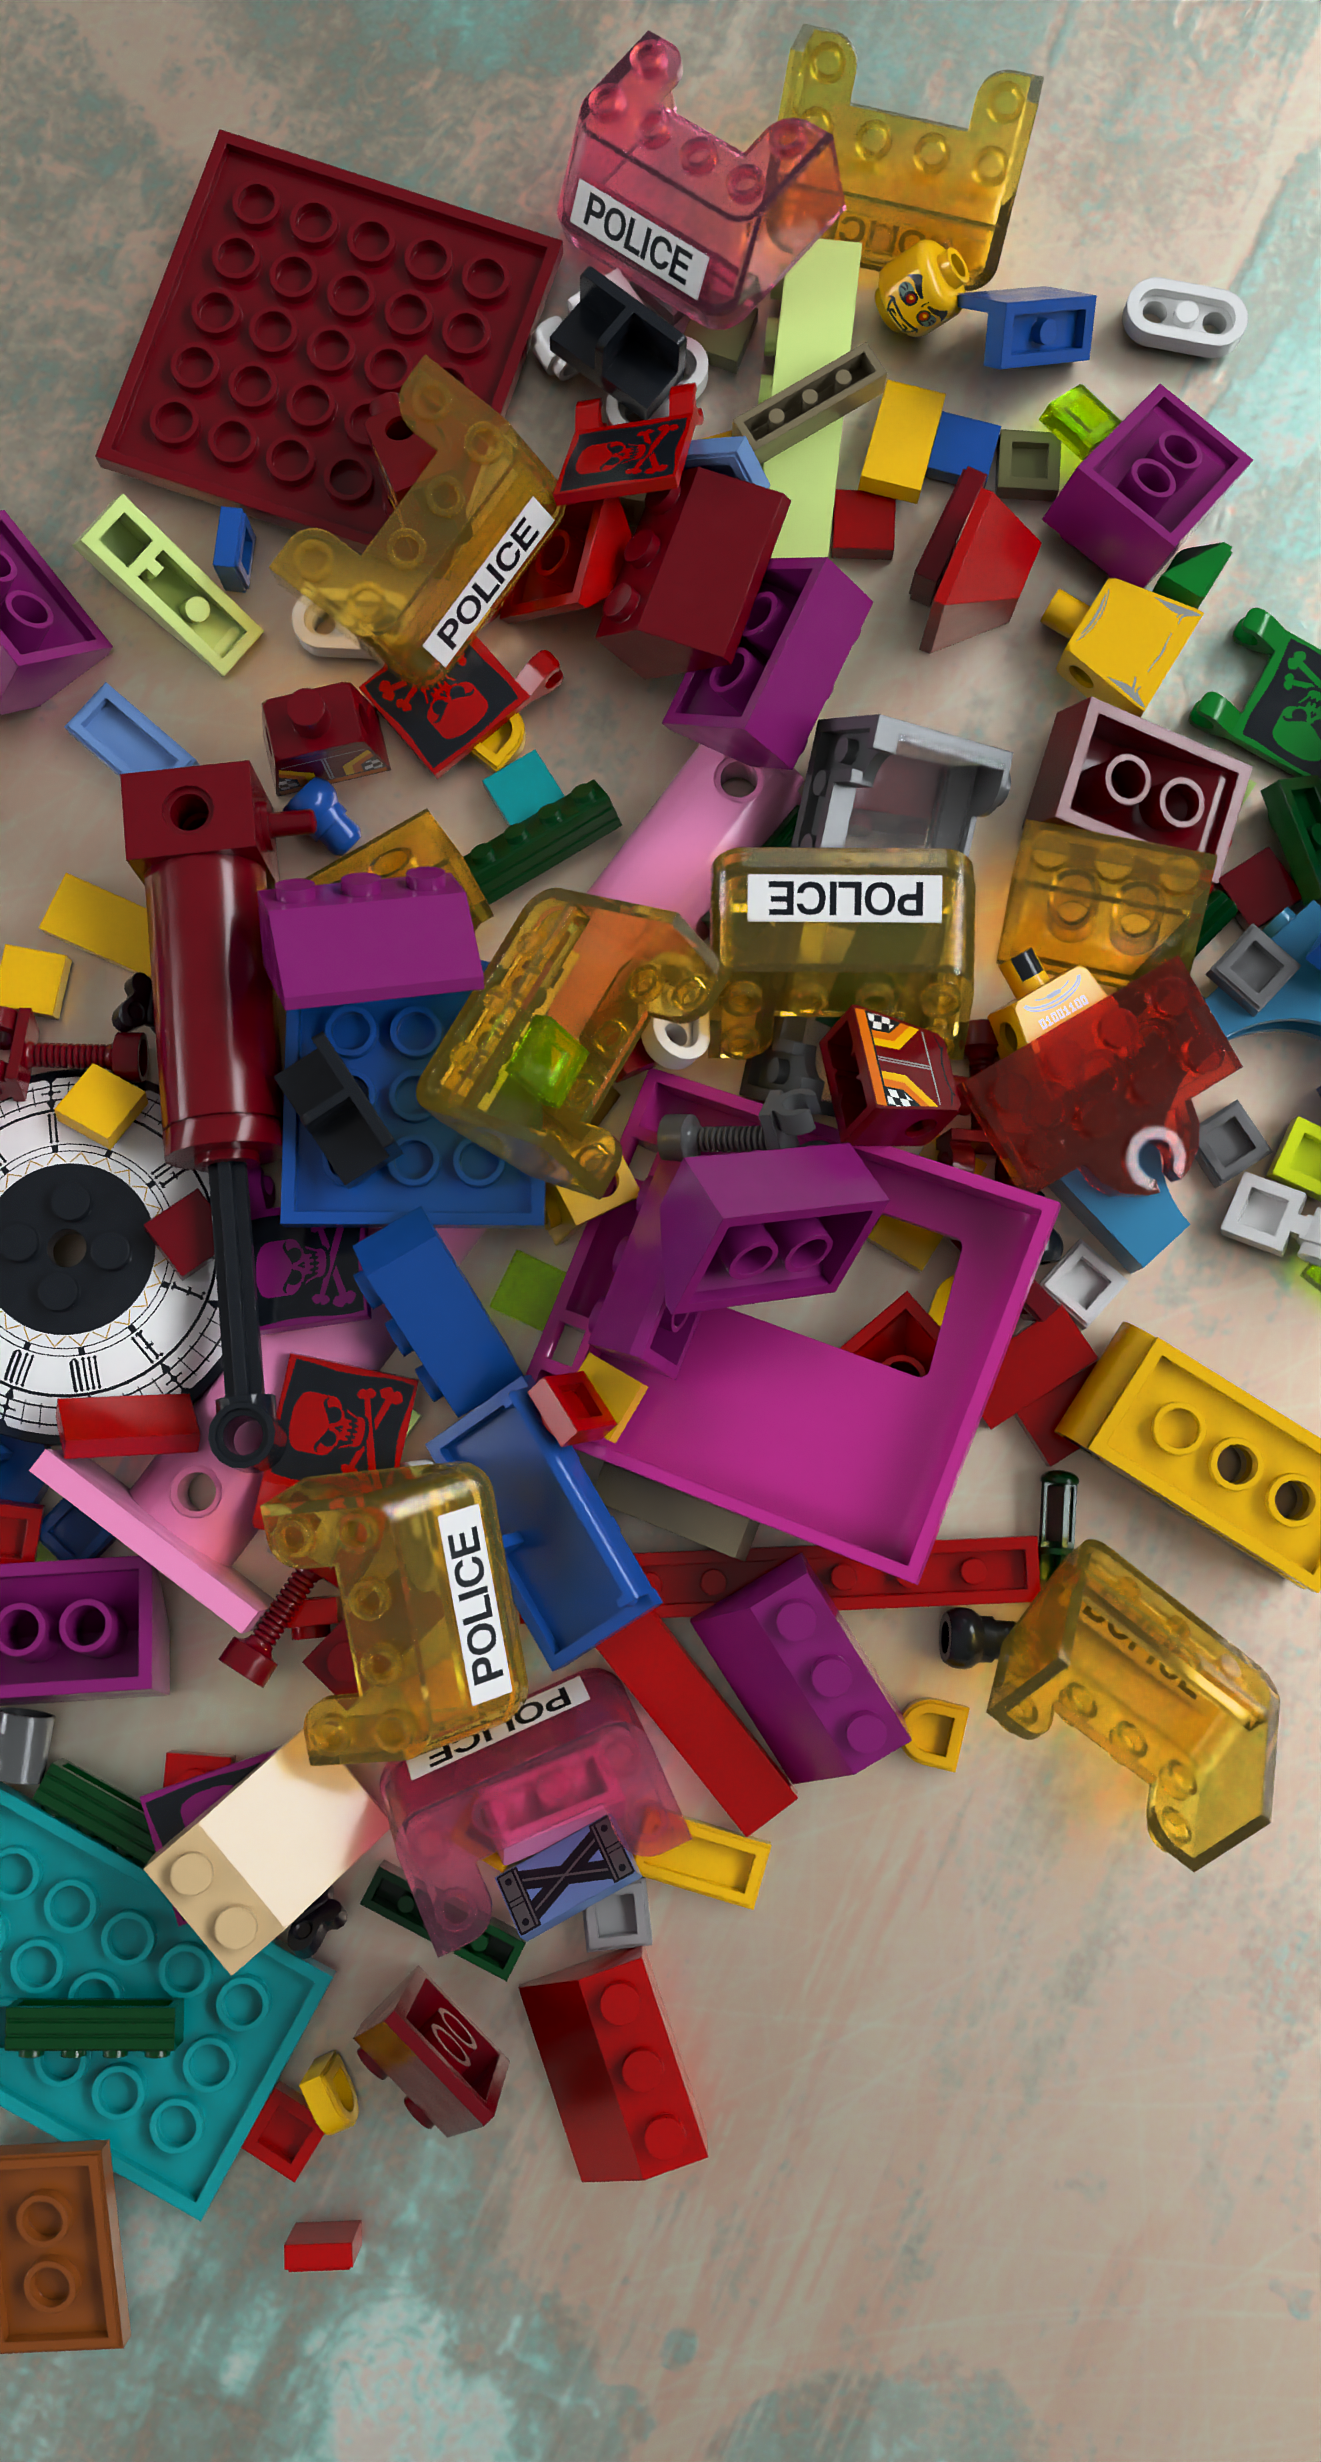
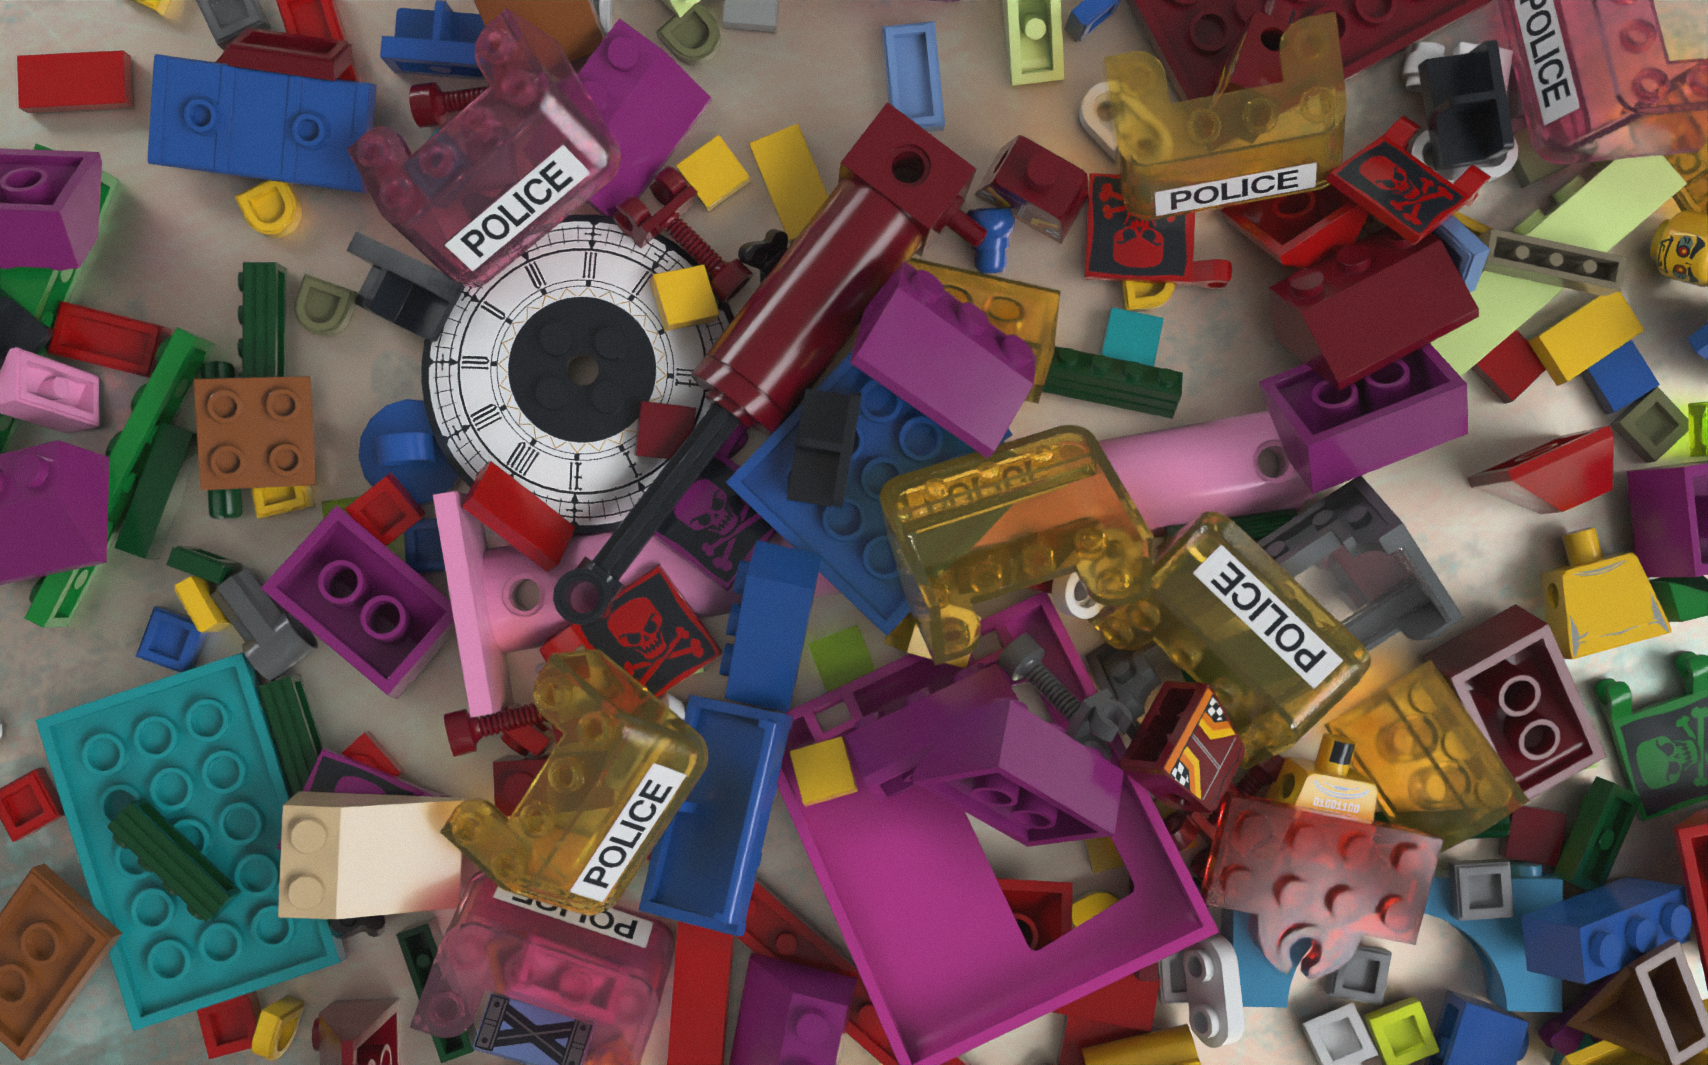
camera: 35 degrees right, 5 degrees up
(547, 1061) = (984, 540): clear neon green tile -> none
(571, 1408) = (798, 766): red plate -> none
(676, 1511) = (802, 882): dark tan piece -> none
(946, 536) = (1556, 425): dark red tile -> none
(1115, 1269) = (1214, 991): none -> white plate

